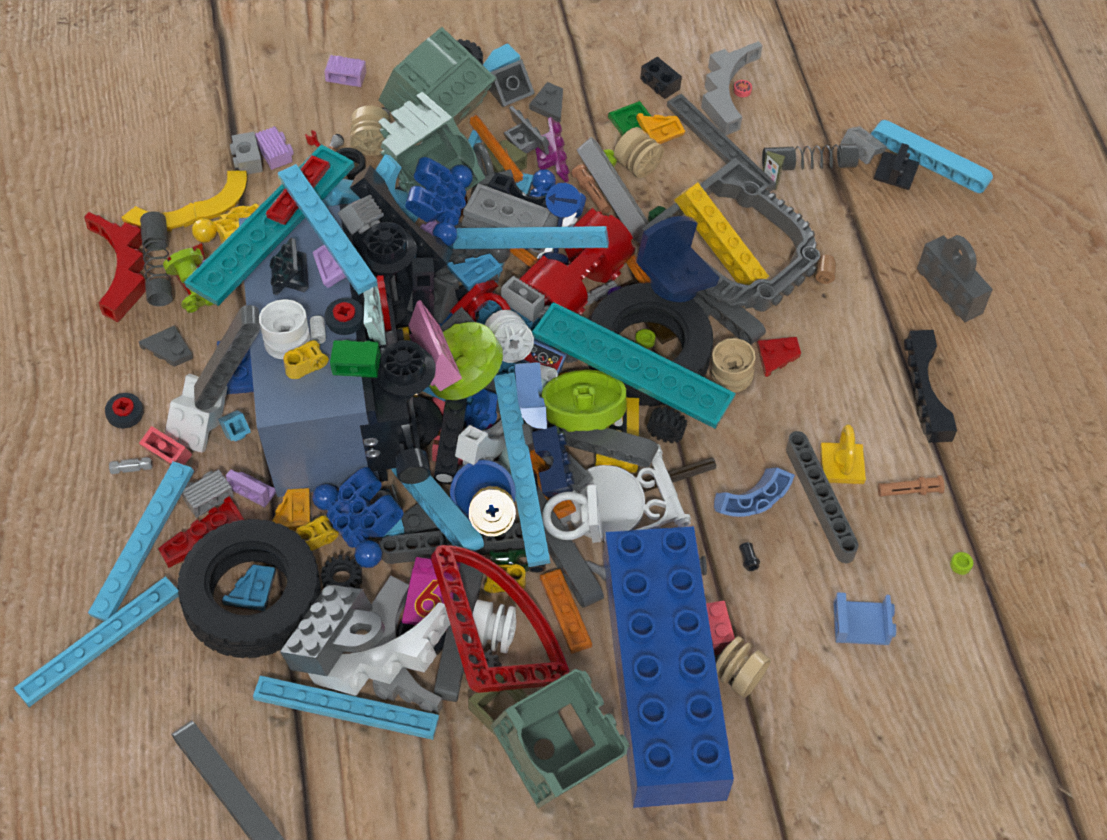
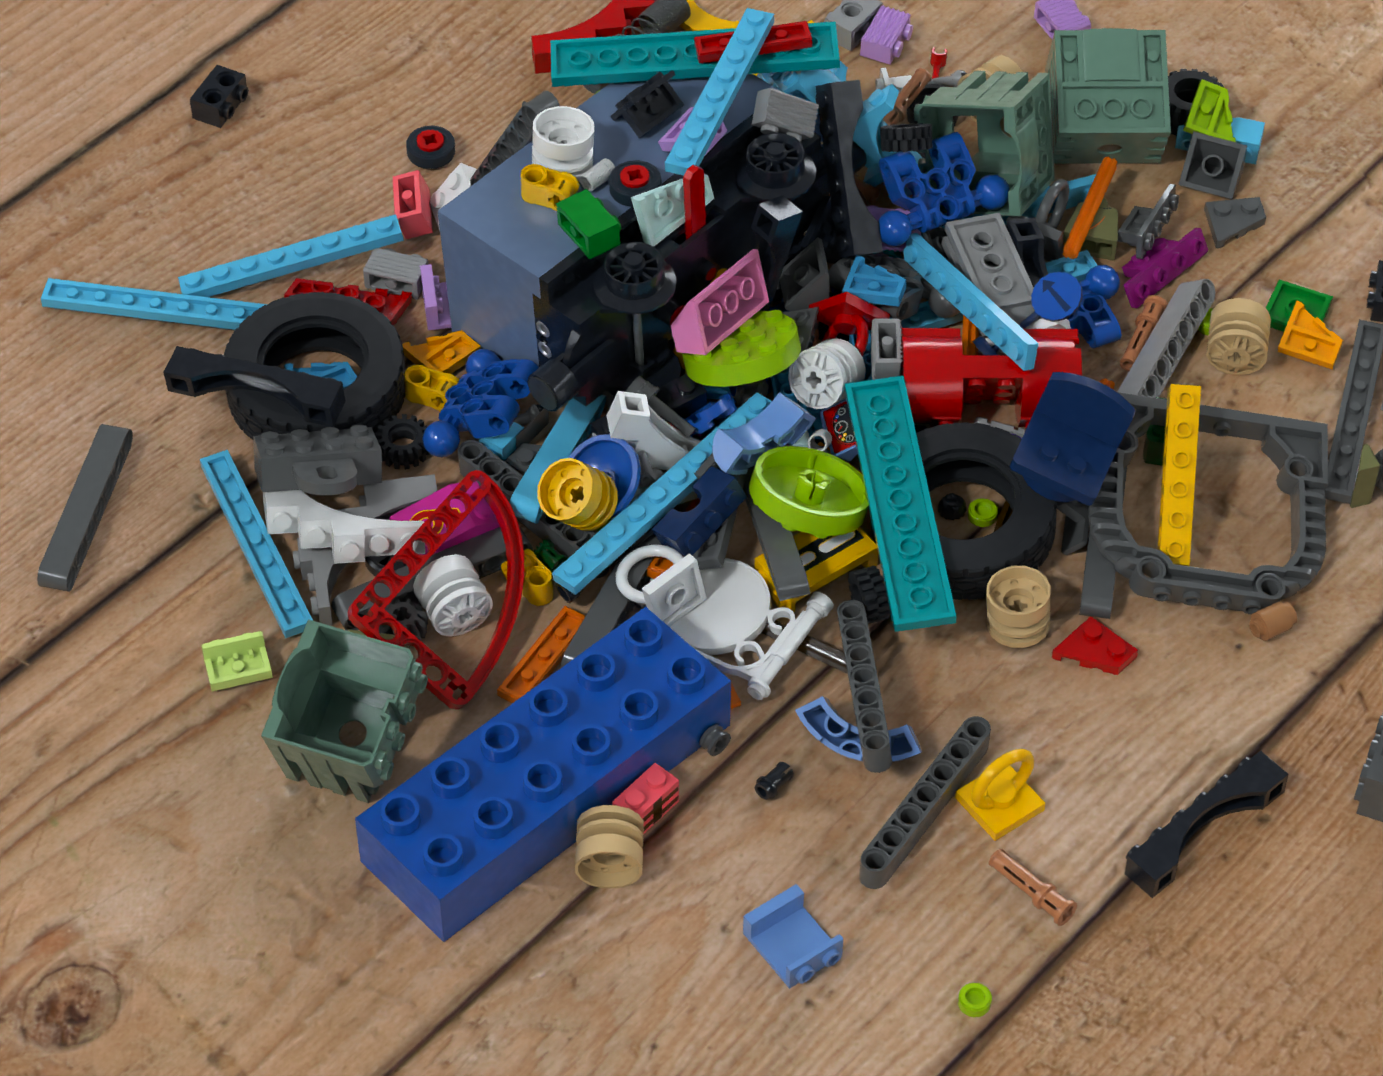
camera: 55 degrees right, 5 degrees down
(130, 465) = (373, 196): light grey axle -> none
(286, 599) = (199, 373): none -> black arch
(409, 179) = (906, 137): none -> black tyre
(432, 779) = (236, 660): none -> yellowish green bracket
(452, 429) = (642, 386): none -> dark grey piece
(486, 54) = (1210, 112): none -> lime wing
(740, 475) = (864, 686): none -> dark grey beam

